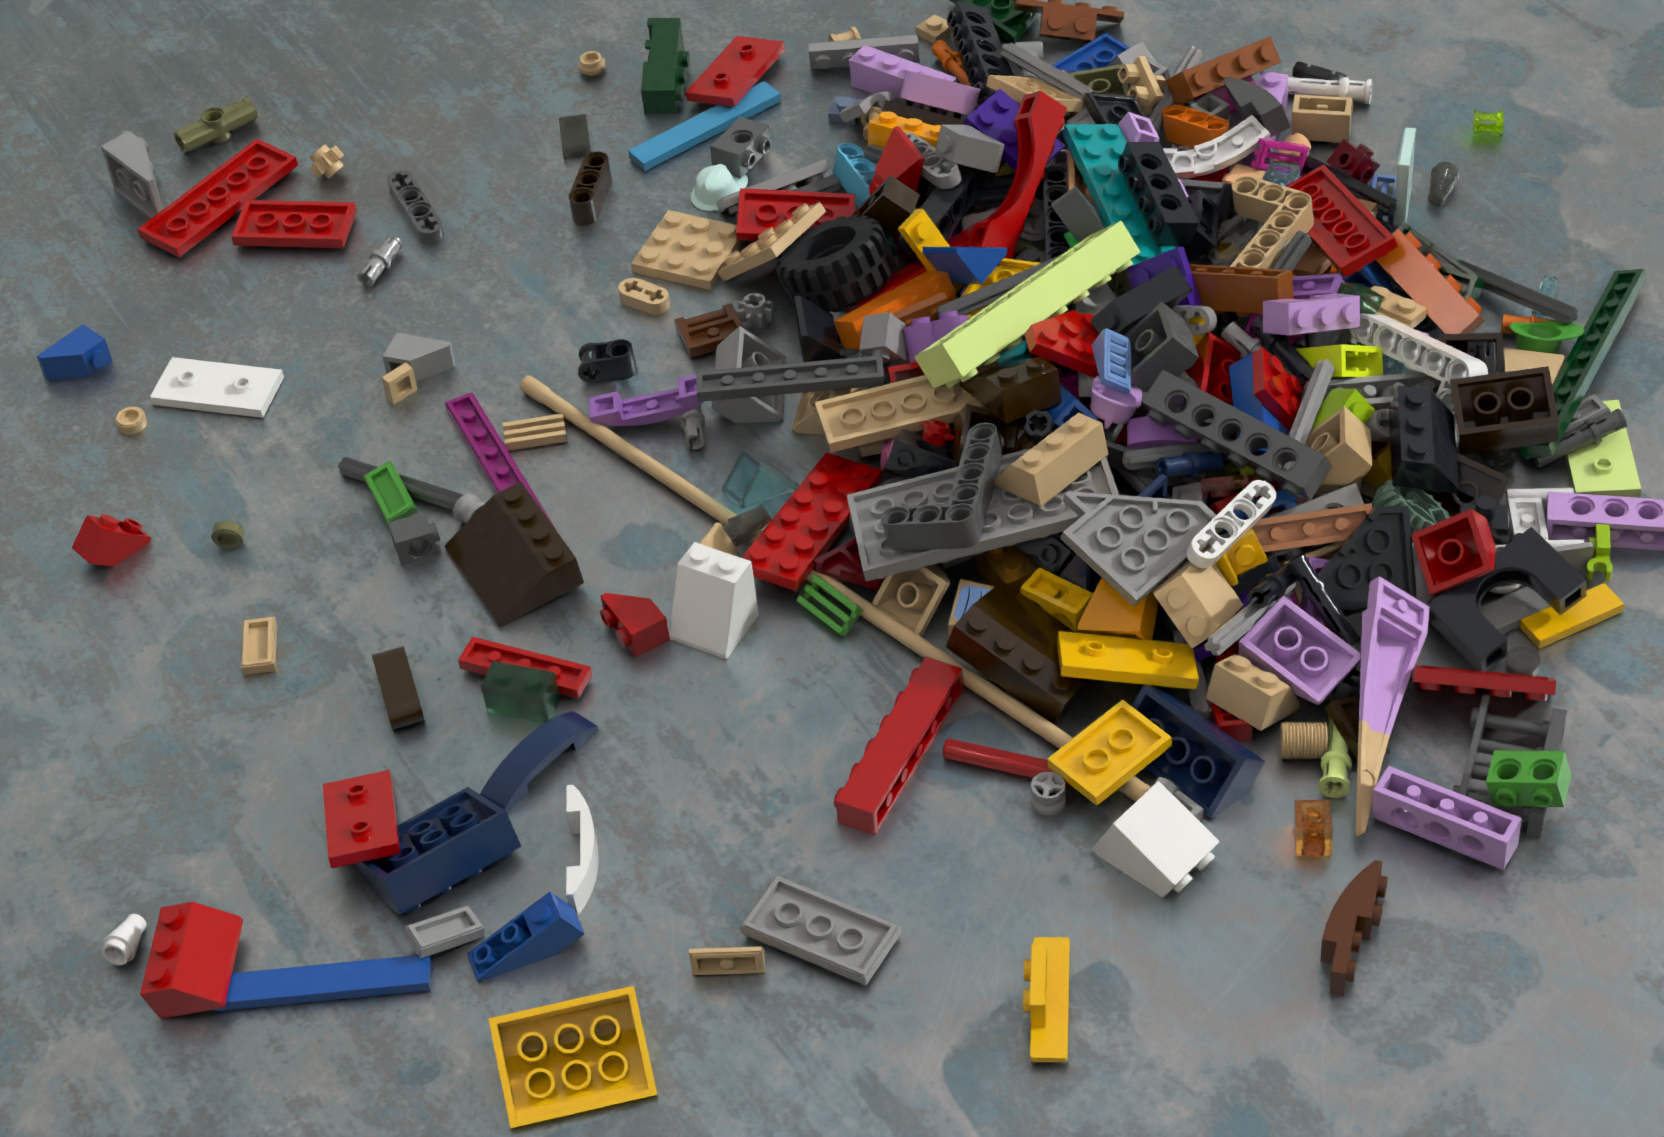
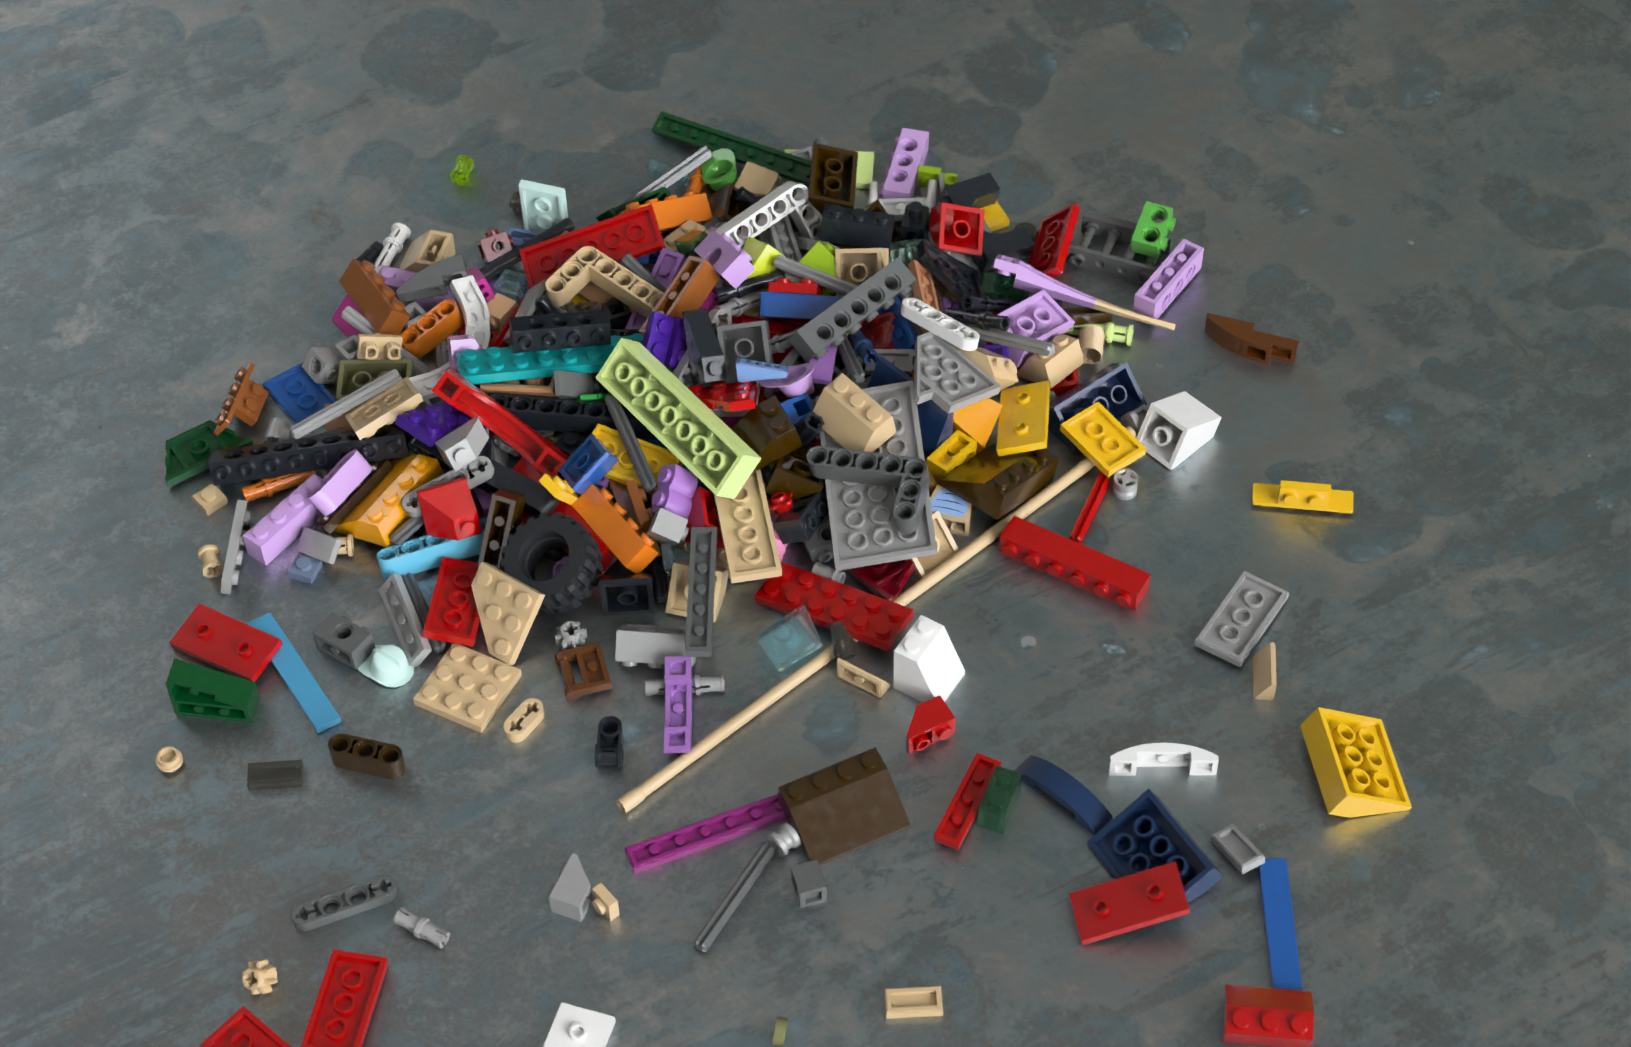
camera: 90 degrees left, 5 degrees up
(390, 492) = (749, 902): bright green tile -> none
(398, 688) = (981, 889): dark brown beam -> none
(528, 938) = (1248, 795): blue slope -> none
(534, 432) = (682, 783): tan tile -> none
(812, 591) = (942, 589): bright green tile -> none
(1110, 107) = (424, 361): black plate -> none
(1313, 828) = (1168, 349): clear orange brick -> none

